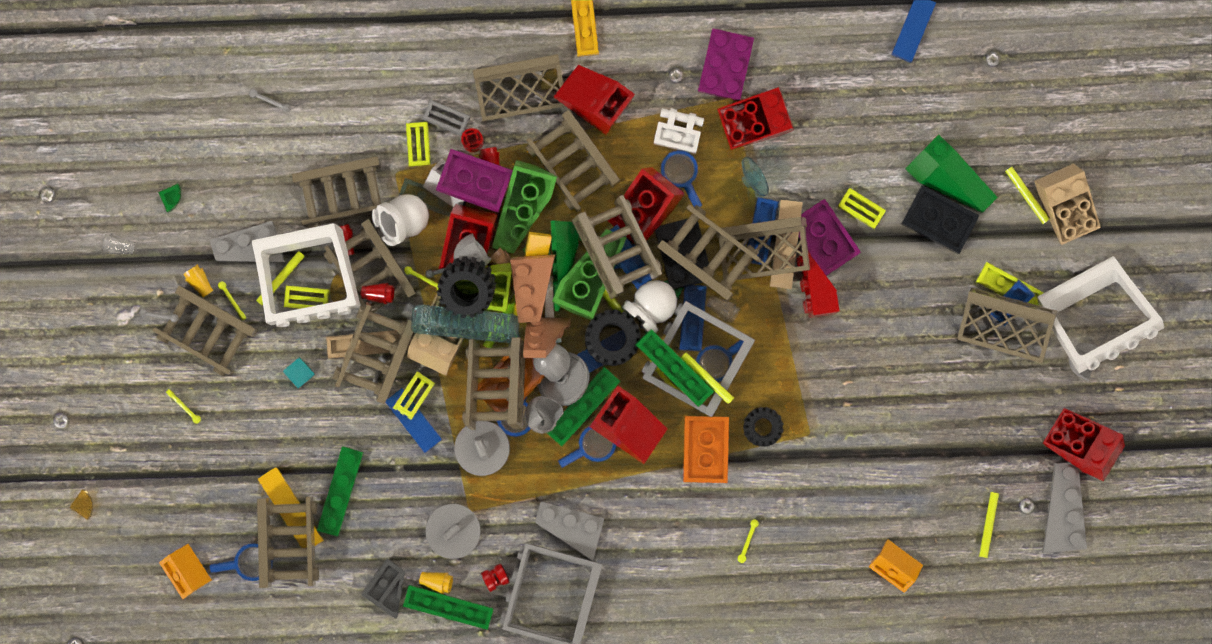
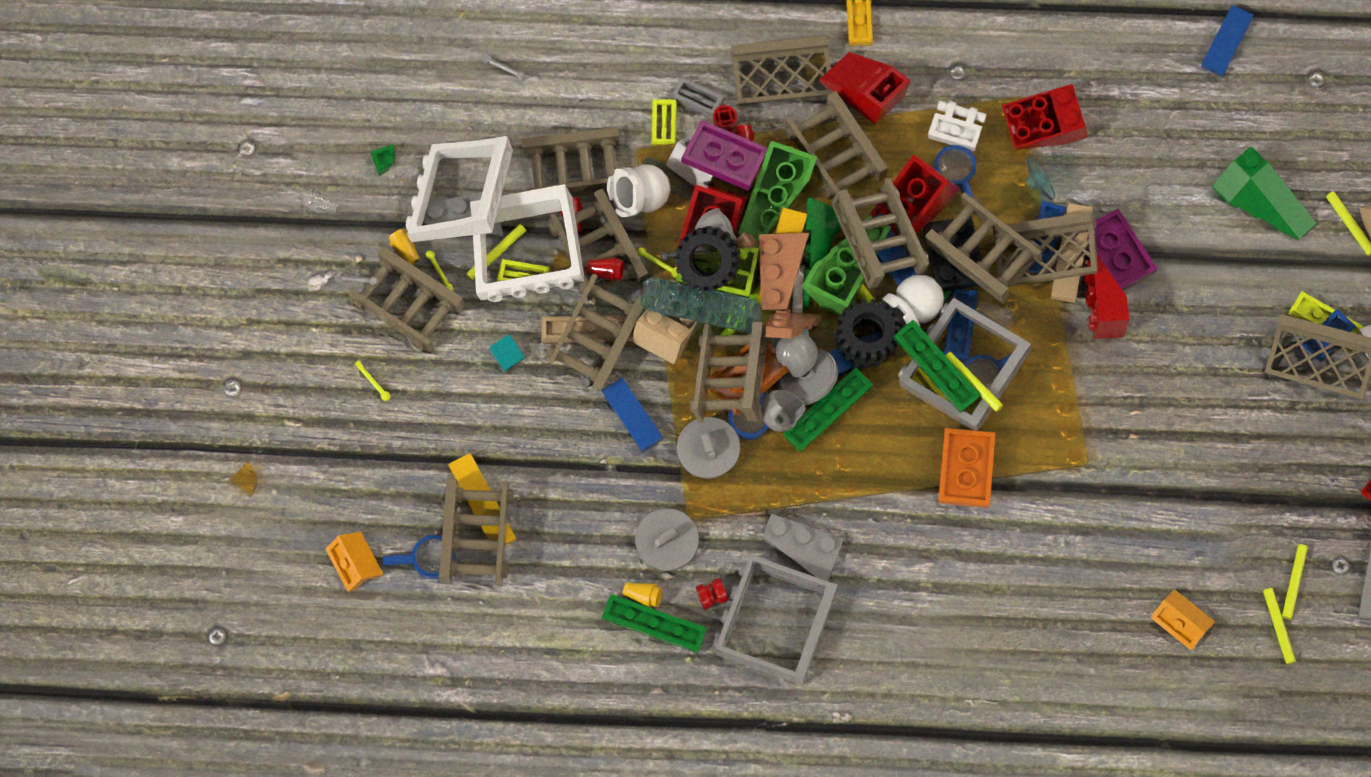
camera: 15 degrees right, 15 degrees down
(270, 230) = (484, 219): none -> white windscreen
(340, 491) = (541, 486): green plate -> none
(386, 587) = (584, 596): dark grey wing -> none
(404, 410) = (623, 399): neon yellow tile -> none
(592, 446) = (839, 454): piece -> none
(629, 425) = (879, 430): red slope -> none
(726, 64) = (1014, 63): magenta plate -> none
(742, 558) = (1001, 597): neon yellow hinge -> none
(753, 436) = (1034, 433): black tyre -> none
(841, 205) = (1156, 232): neon yellow tile -> none
(940, 219) = (1249, 241): black plate -> none
(977, 565) = (1279, 626): none -> neon yellow bar

